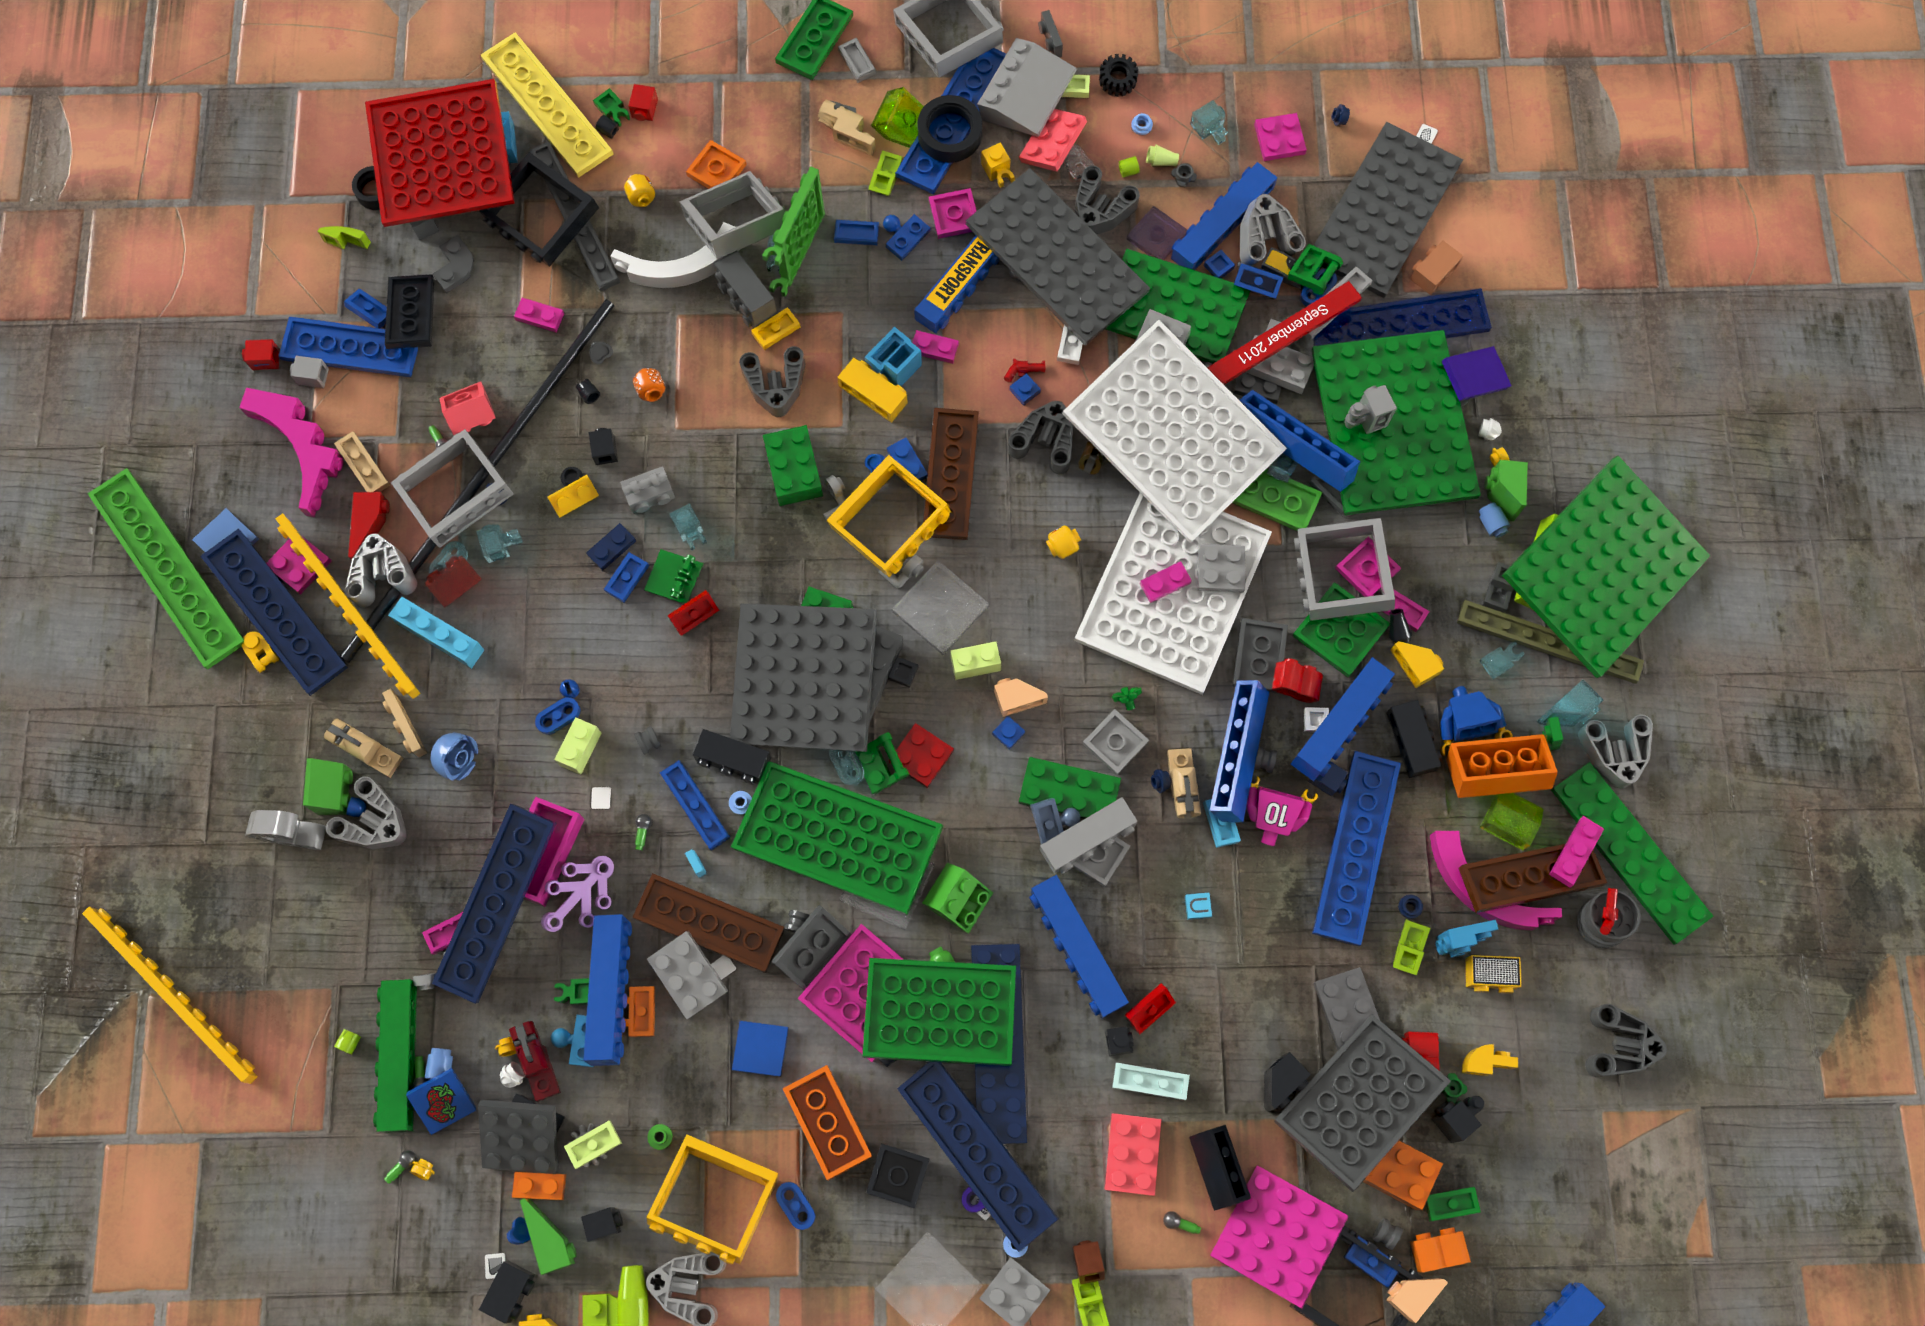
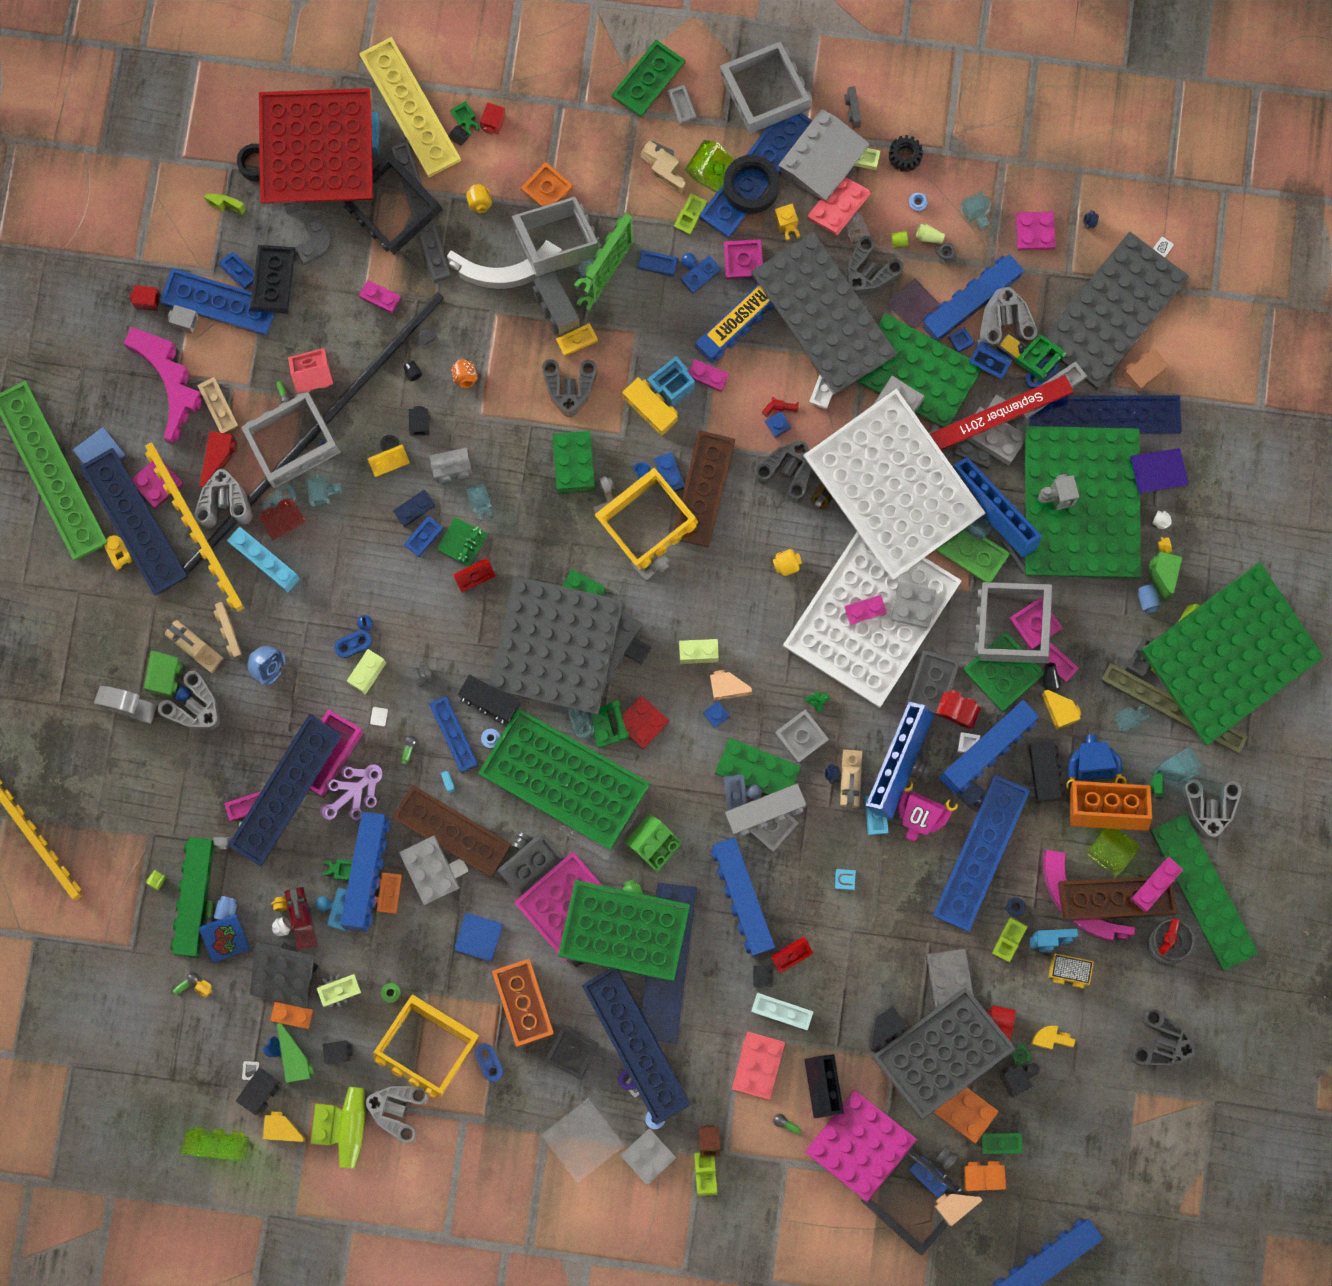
camera: 10 degrees right, 5 degrees up
(940, 607) = (677, 602): clear plate -> none

